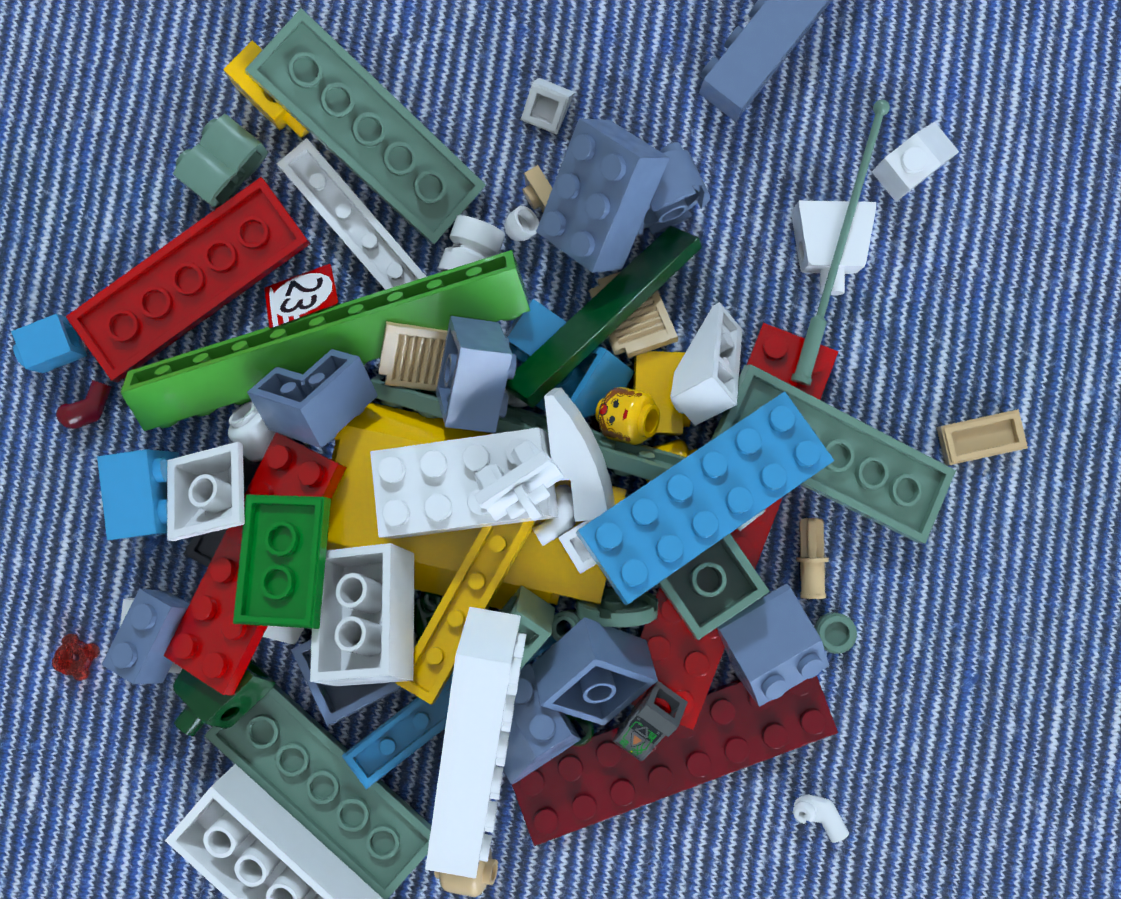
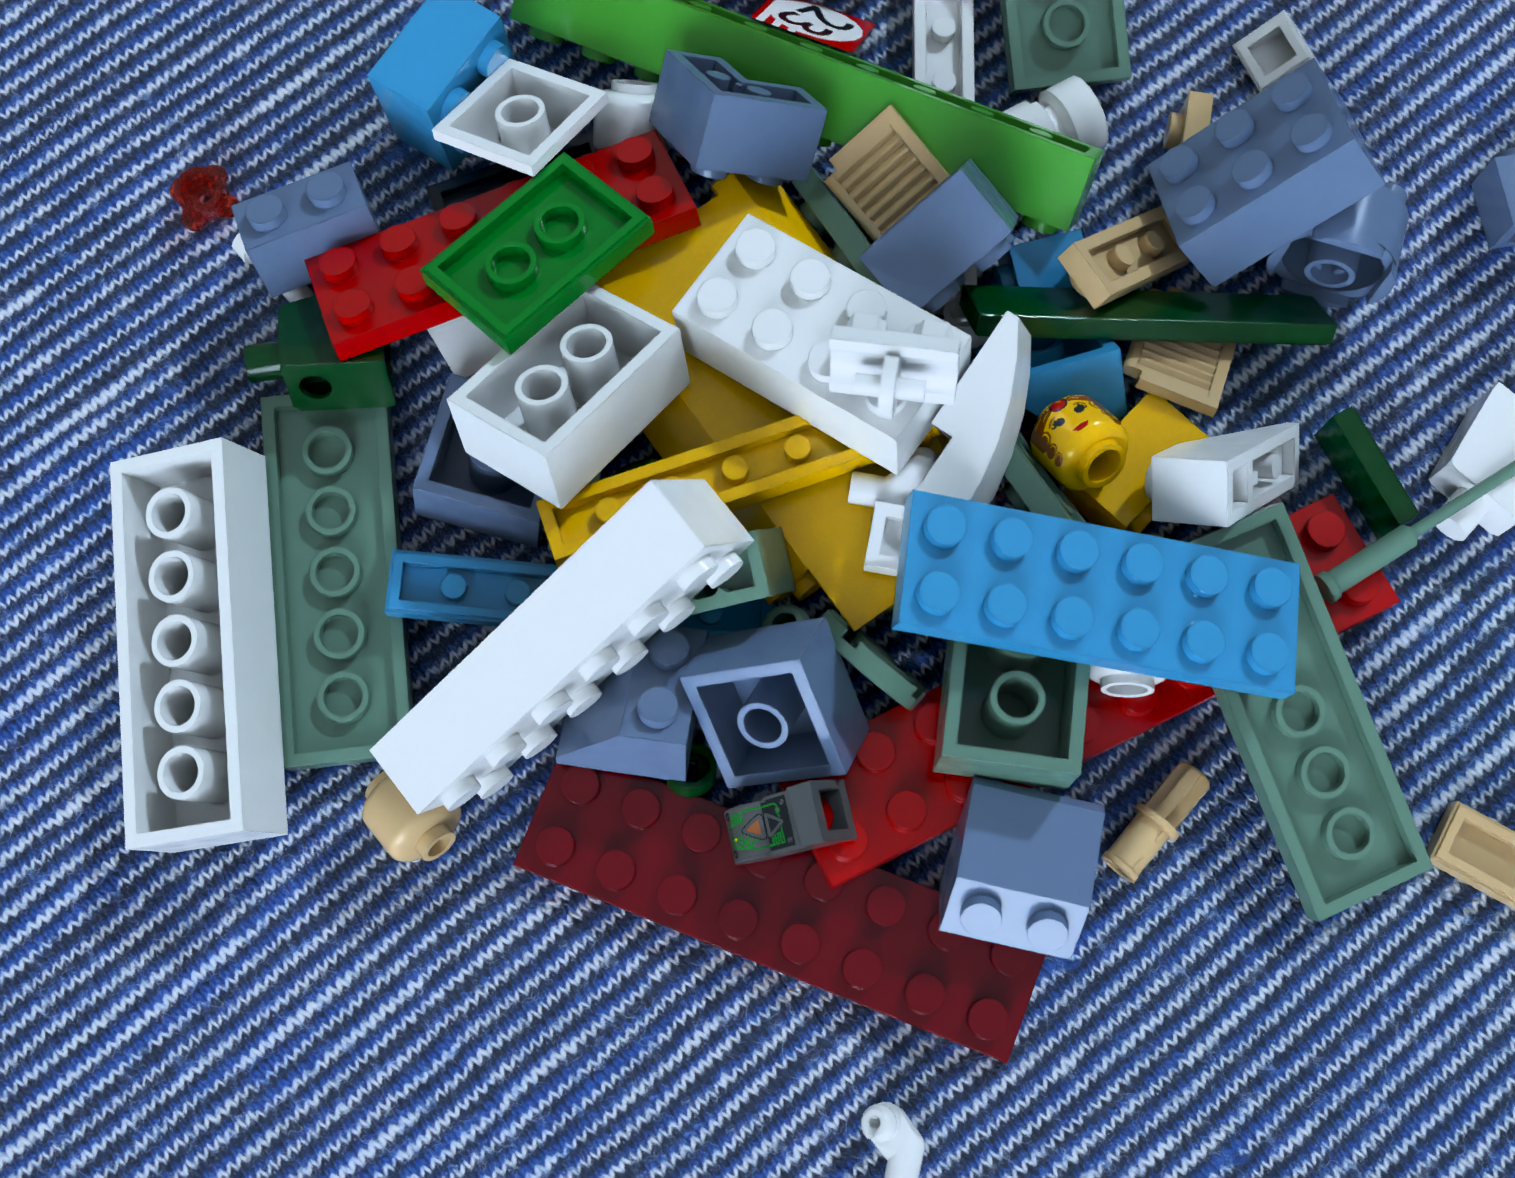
camera: 40 degrees right, 10 degrees down
(521, 224) = (1134, 150): white hinge -> none
(566, 299) = (1123, 257): none -> tan plate
(772, 299) = (1365, 472): none -> dark green tile
(836, 632) = (1110, 939): sand green tile -> none

